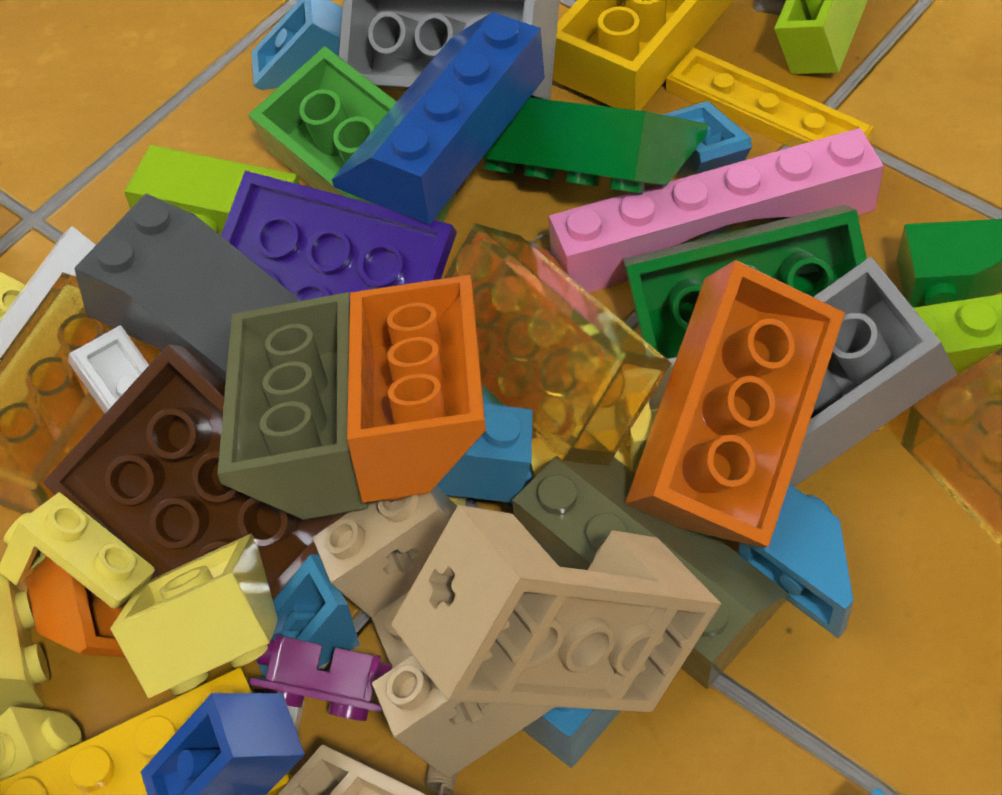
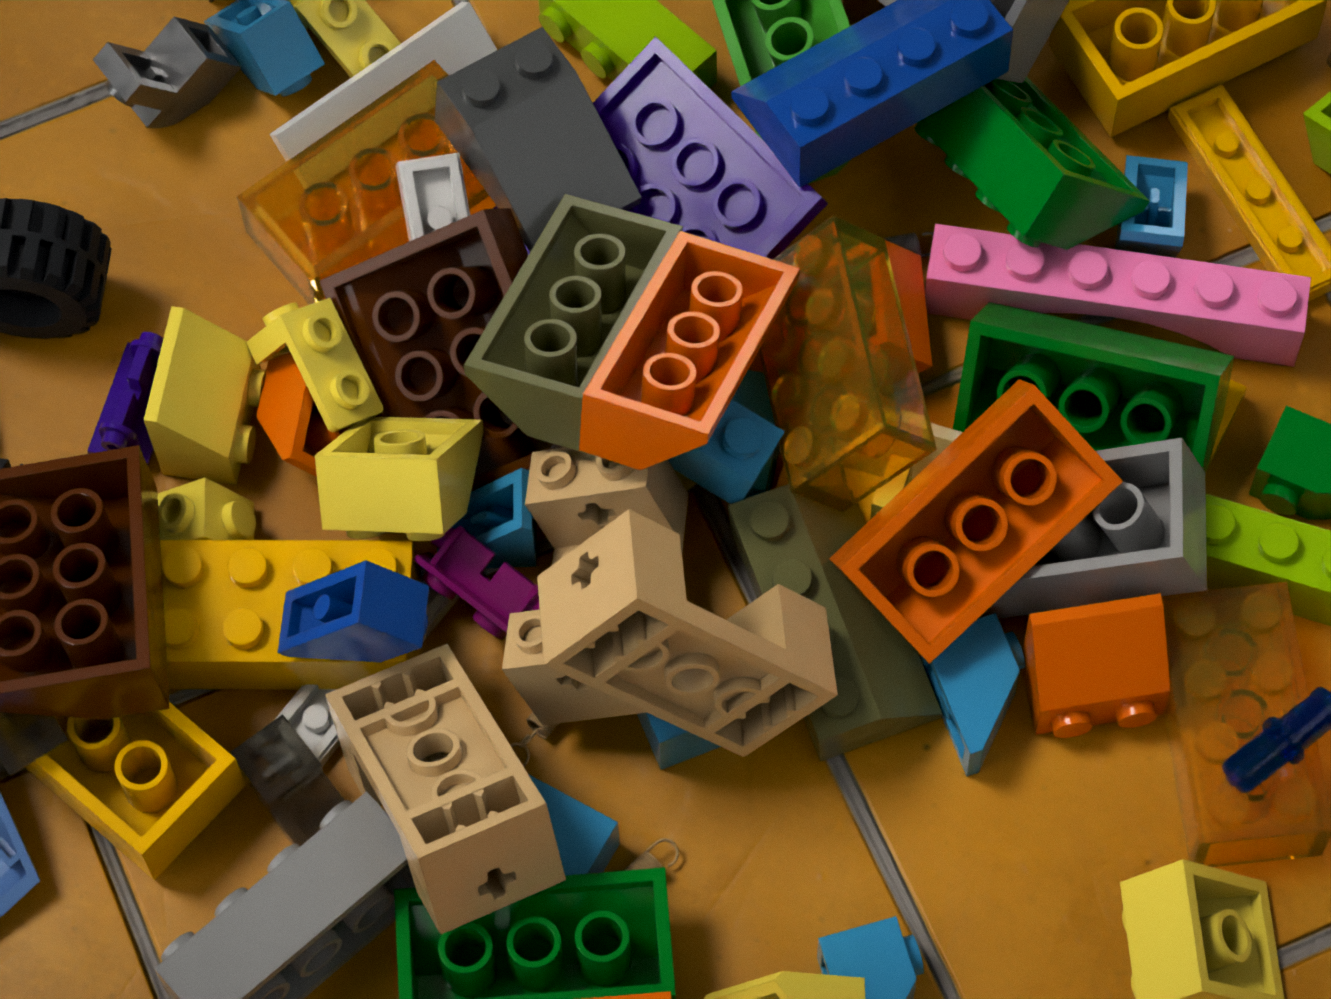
camera: 25 degrees right, 10 degrees up
(898, 485) = (1096, 665): none -> orange slope

